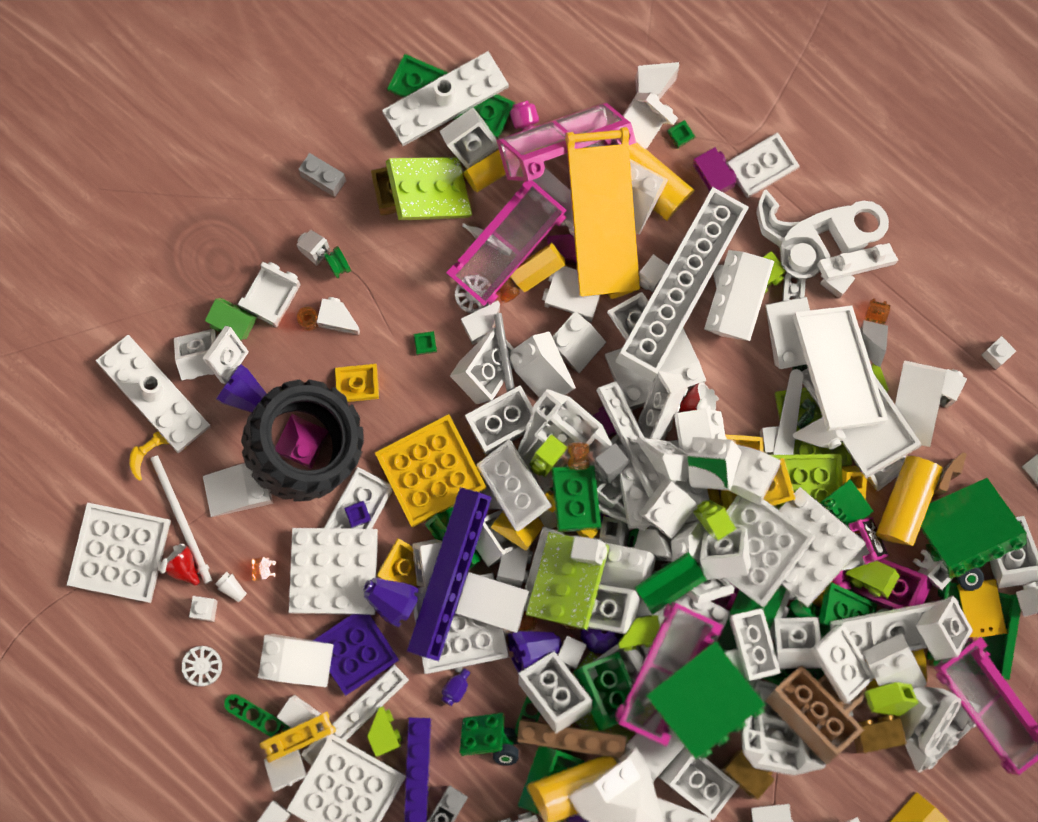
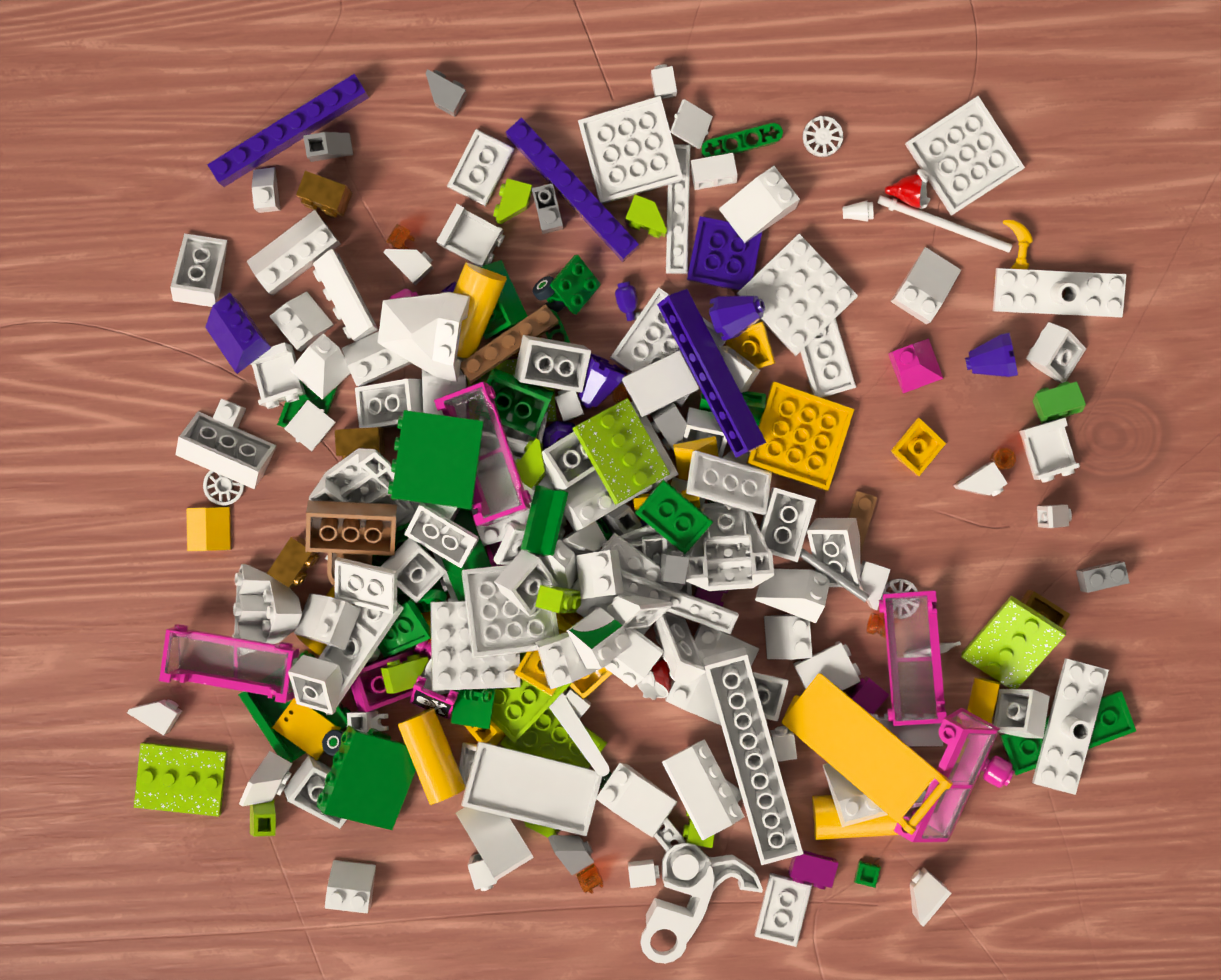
camera: 135 degrees right, 10 degrees up
(203, 608) = (862, 176): white brick -> none
(225, 354) = (1035, 371): white tile -> none
(260, 568) = (851, 245): clear orange tile -> none
(297, 737) = (703, 152): yellow plate -> none
(327, 406) = (927, 405): black tyre -> none
(337, 262) = (1024, 521): green wheel -> none
(357, 514) = (821, 352): dark purple tile -> none
(425, 343) = (898, 526): green tile -> none
(440, 377) = (862, 510): none -> medium nougat plate
(538, 267) = (871, 664): yellow piece -> none
(547, 456) = (725, 527): lime slope -> none
(578, 455) = (700, 547): clear orange wheel -> none
(588, 550) = (626, 485): white brick -> none
(648, 116) = (905, 861): white bracket -> none
(809, 414) = (565, 748): clear green arm -> none
(818, 435) = (541, 744): white slope -> none
(839, 368) = (576, 805): white tile -> none
(857, 262) = (640, 902): white hinge -> none
(891, 698) = (307, 595): lime slope -> none
(939, 723) = (258, 612): white plate -> none
(950, 471) = (423, 809): medium nougat slope -> none
(998, 353) = (471, 934): white brick -> none

